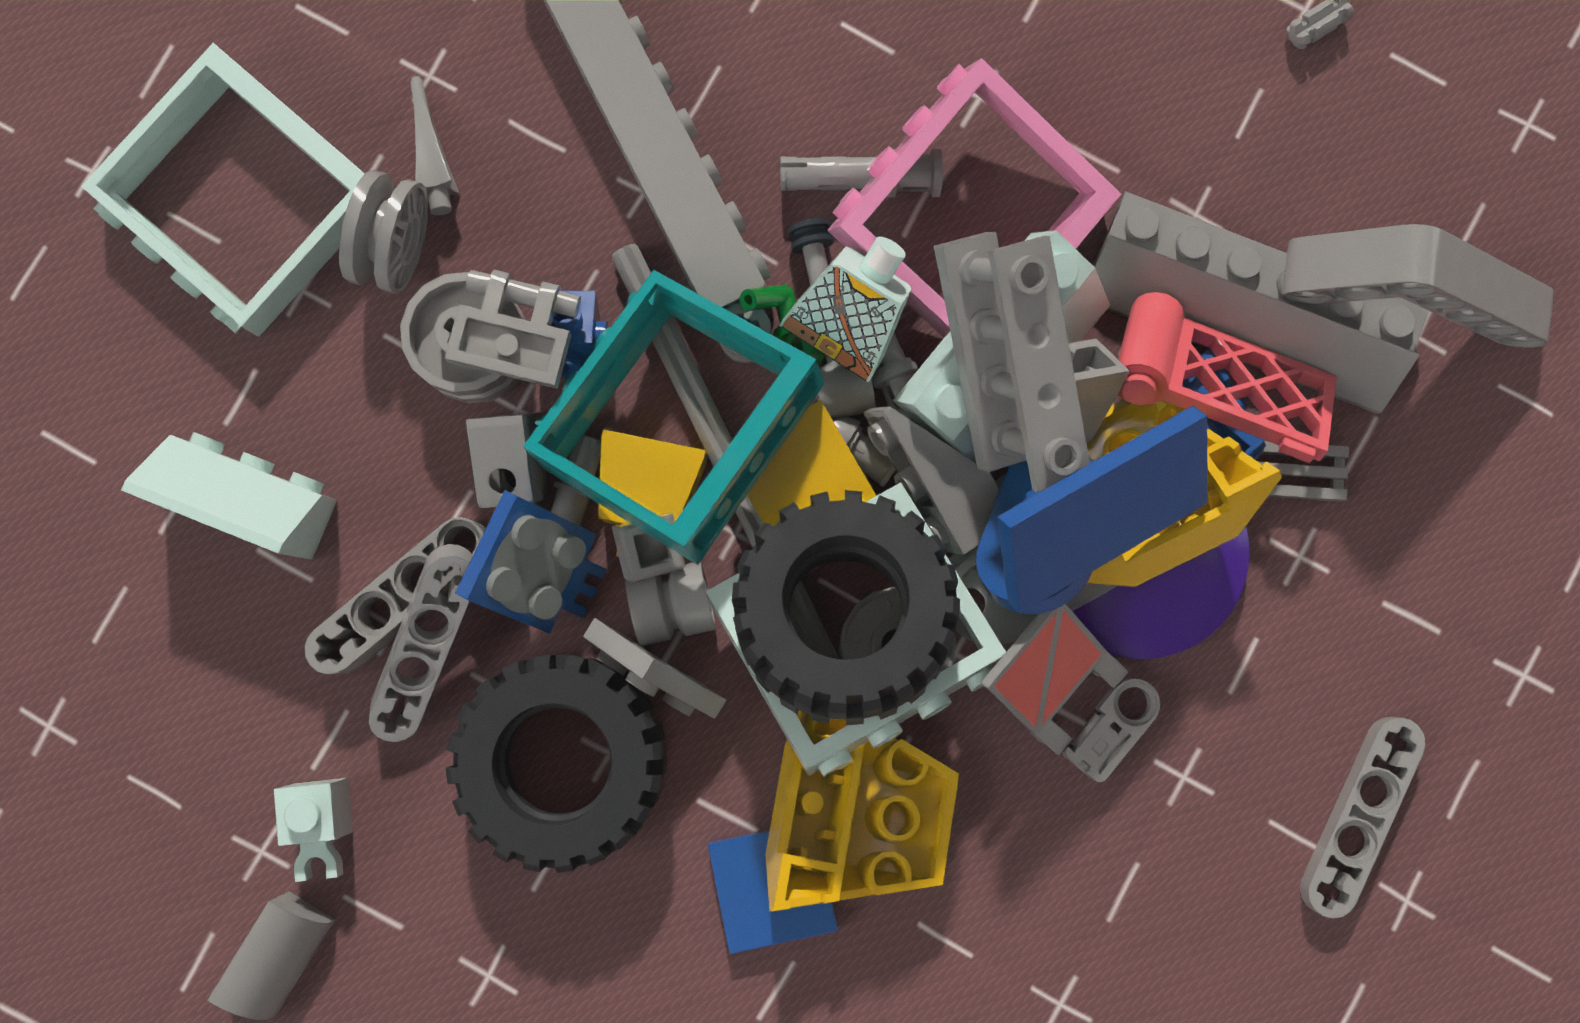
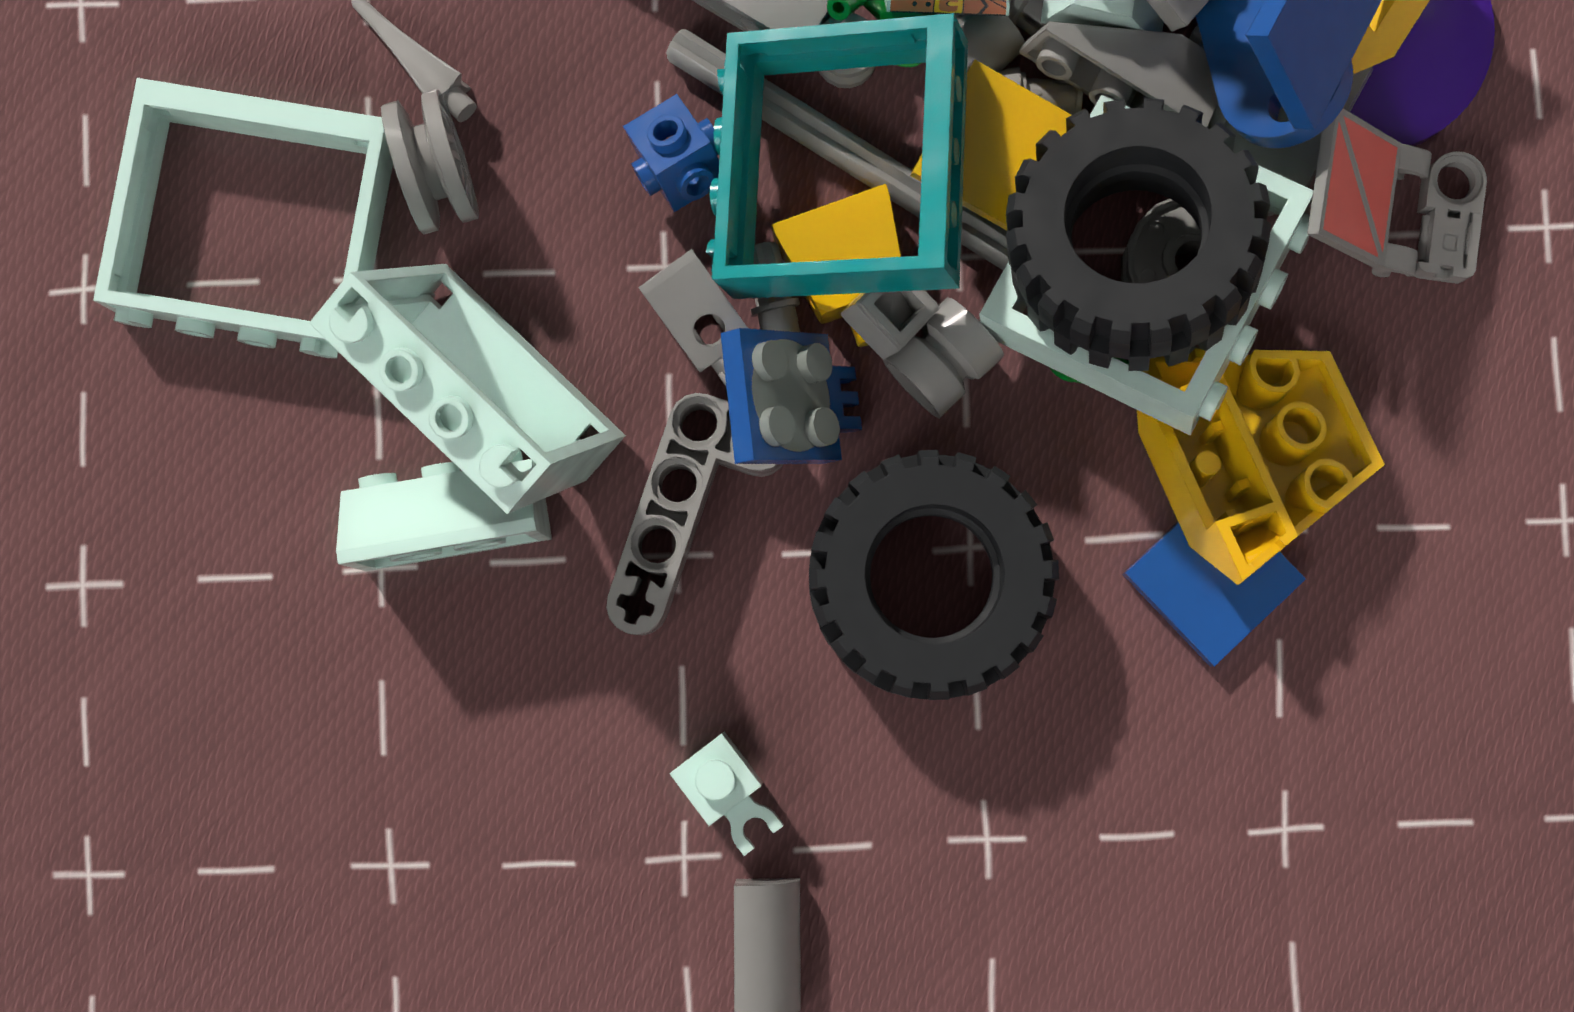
camera: 25 degrees left, 0 degrees up
(249, 424) = (385, 331): none -> light aqua window
(416, 642) = (715, 546): light grey beam -> none
(426, 336) = (569, 182): light grey wheel -> none
(508, 344) = (633, 187): light grey plate -> none
(651, 672) = (968, 431): light grey plate -> none

